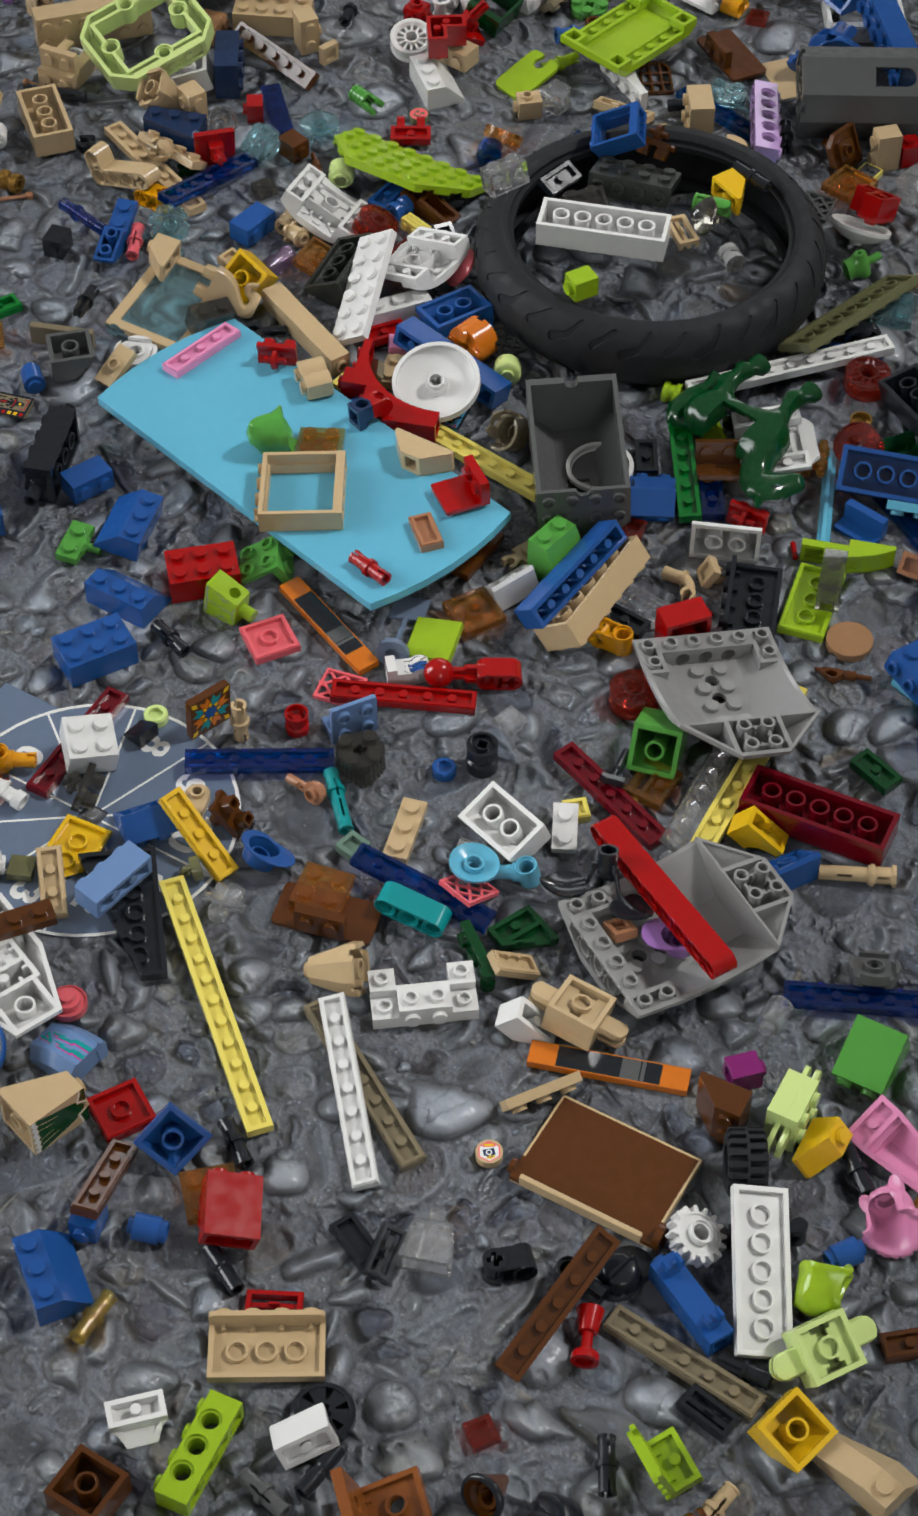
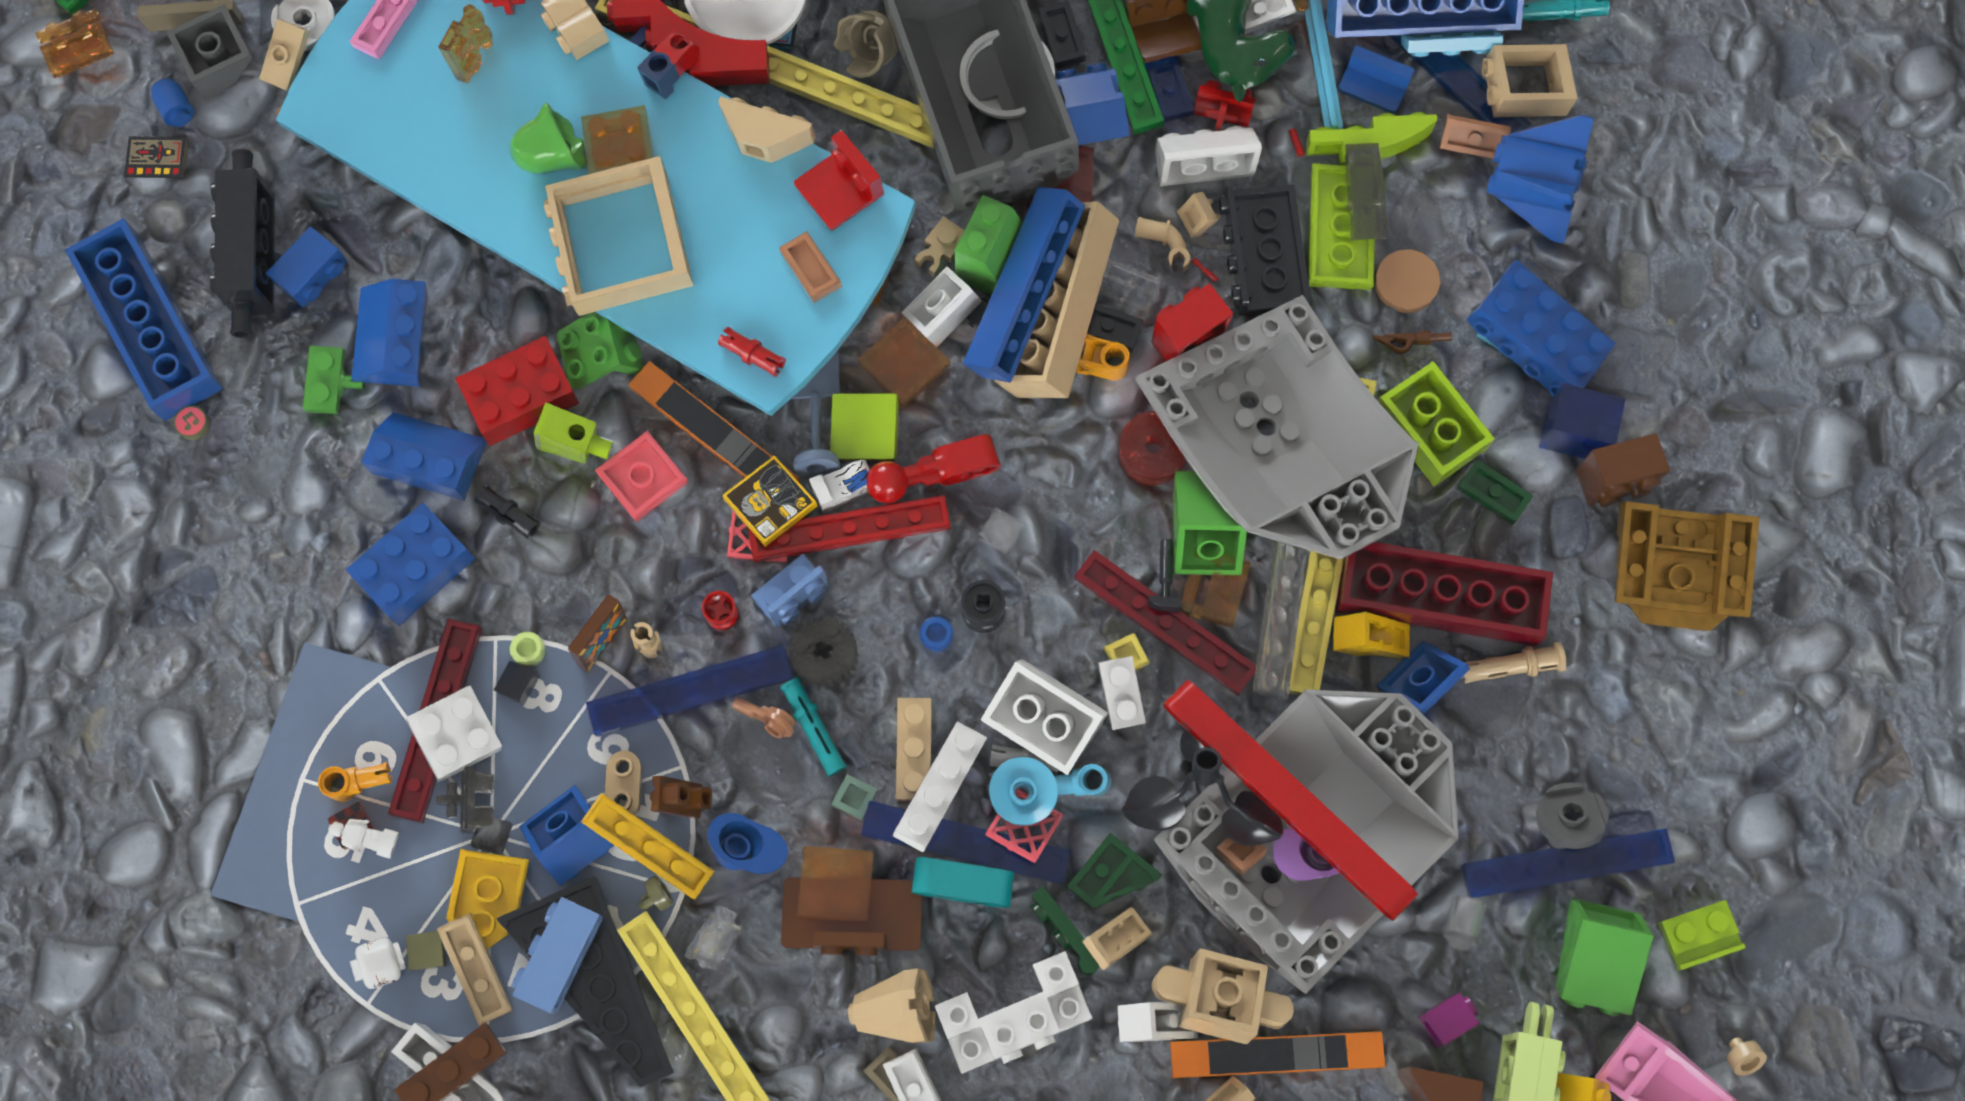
camera: 15 degrees left, 25 degrees up
(235, 375) = (463, 42): none -> clear orange plate
(353, 664) = (769, 501): none -> tile
(415, 848) = (939, 787): none -> white plate
(844, 720) = (1439, 420): none -> lime brick

